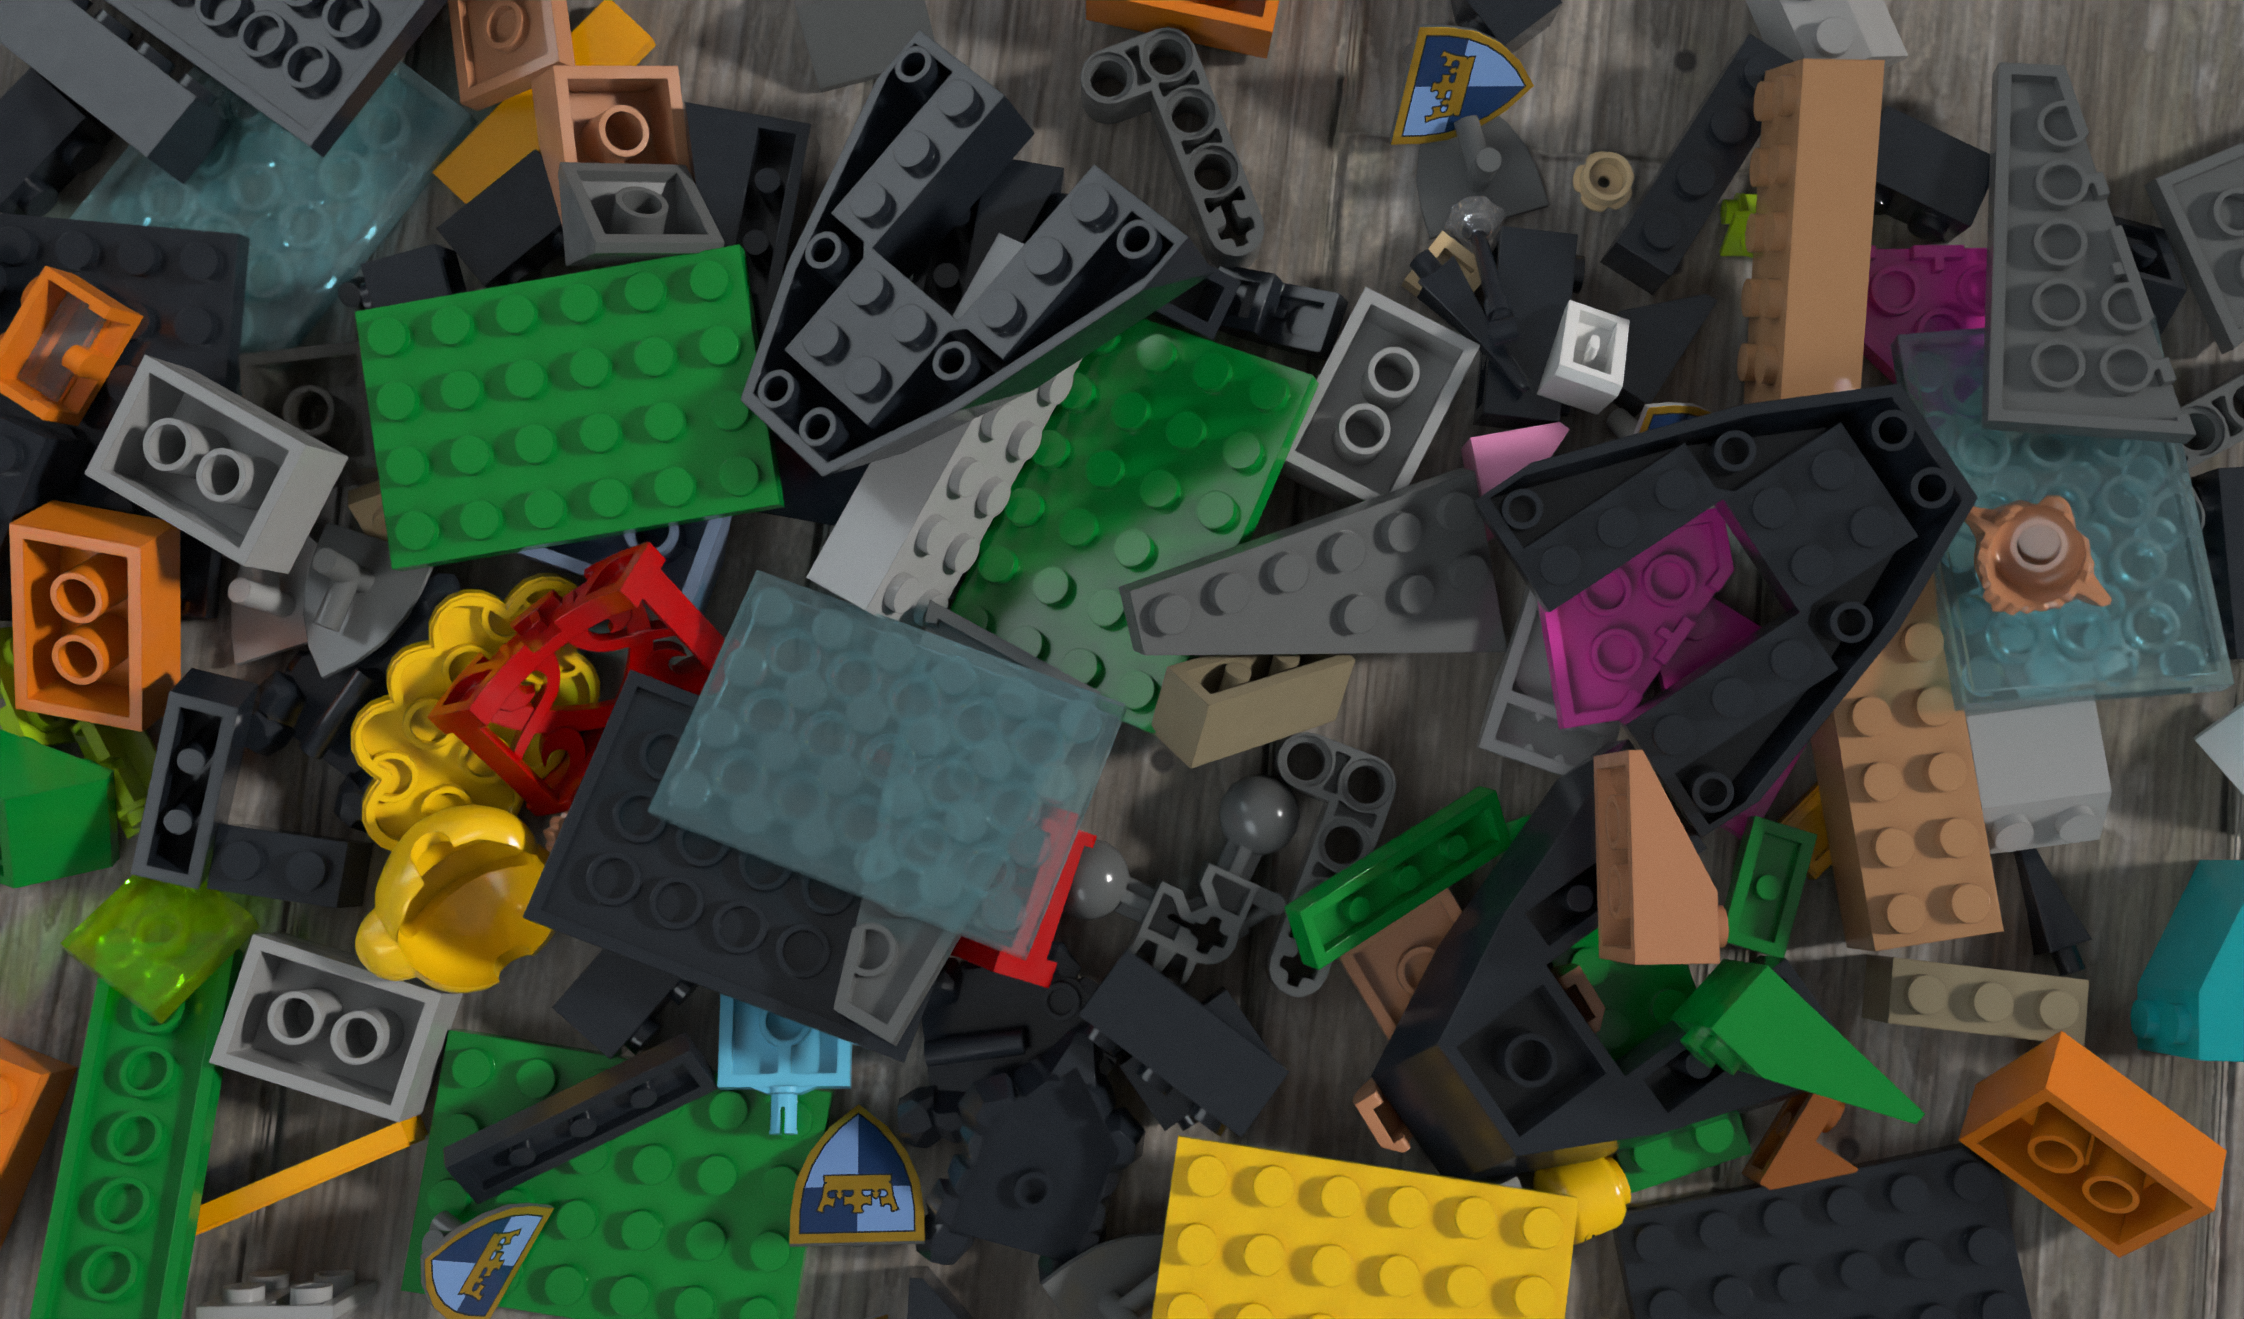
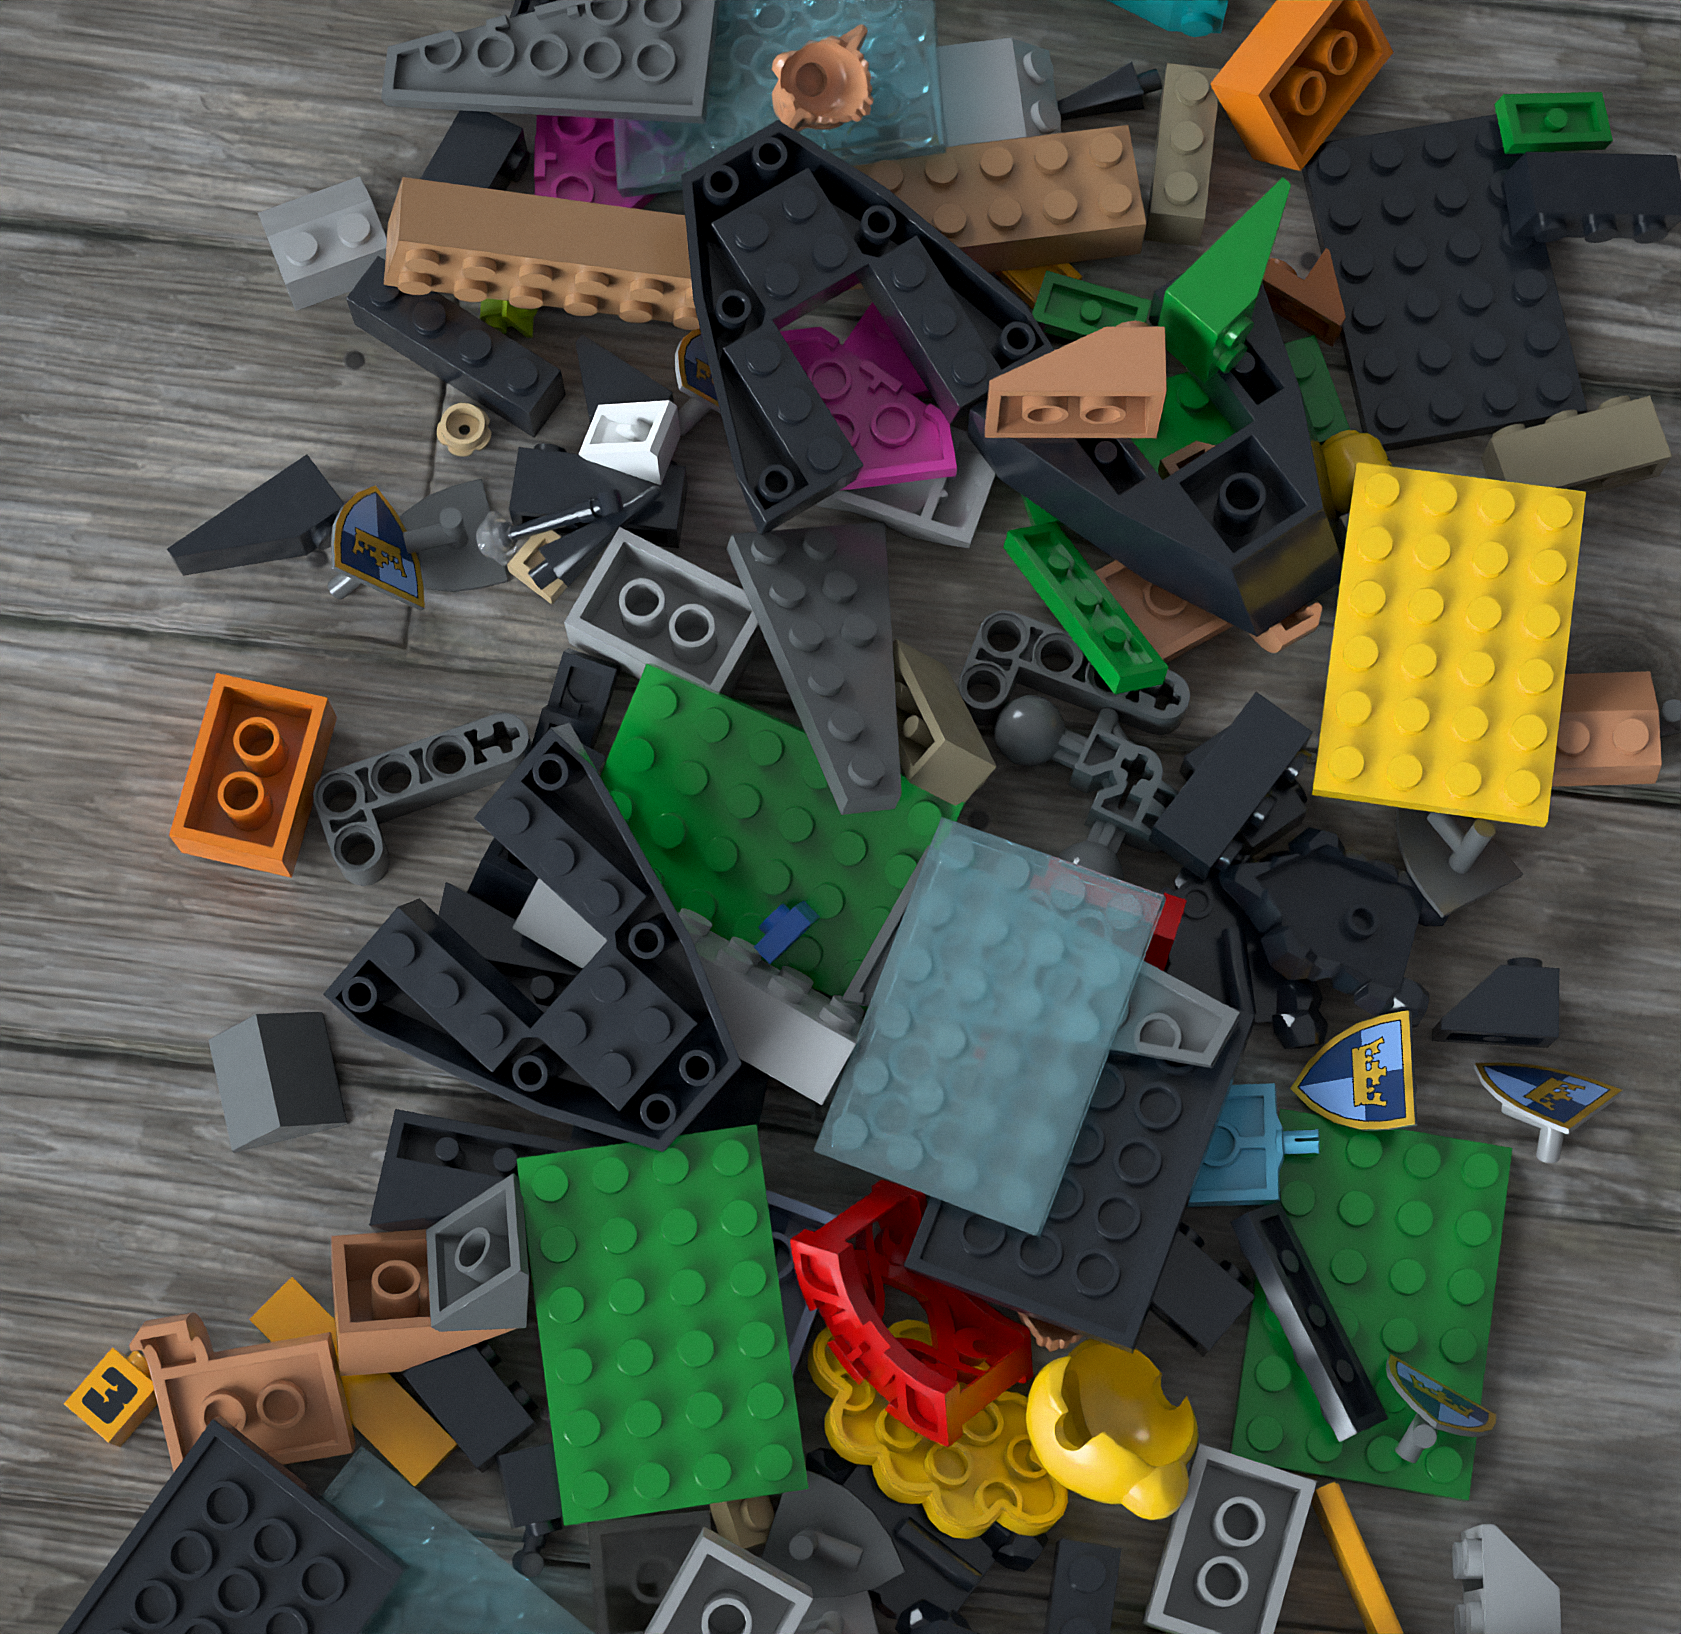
camera: 85 degrees left, 10 degrees down
(1013, 538) = (783, 929): none -> blue plate
(1505, 453) = (717, 510): bright pink slope -> none

